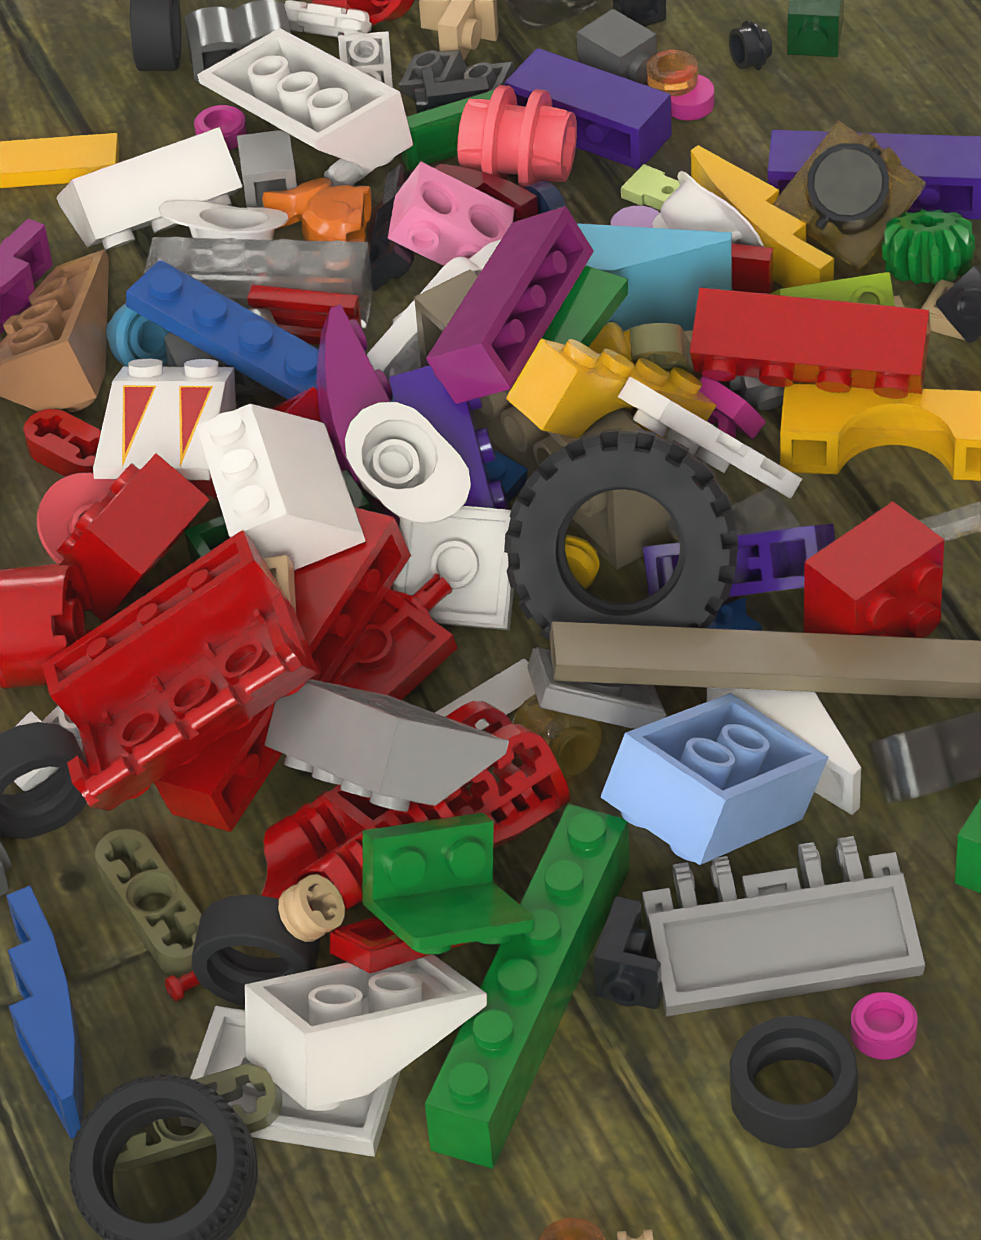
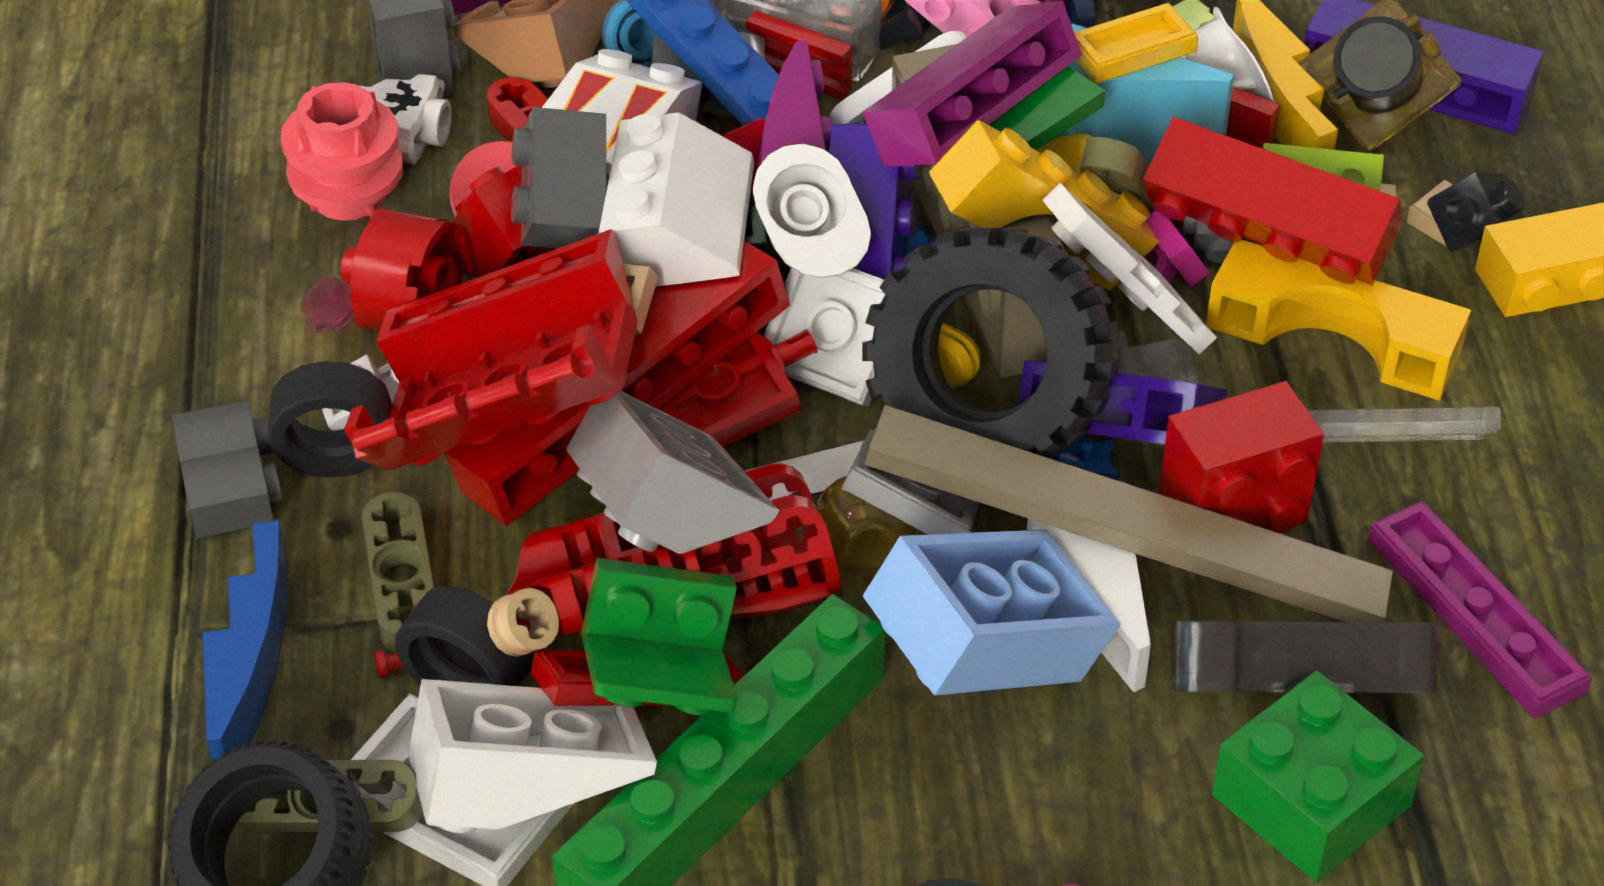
camera: 15 degrees right, 0 degrees up
(167, 495) = (560, 176): none -> dark grey brick
(622, 962) = (827, 768): black bracket -> none
(633, 226) = (1134, 43): none -> yellow tile
(780, 935) = (1004, 795): light grey hinge -> none
(928, 246) = (1442, 143): green gear -> none

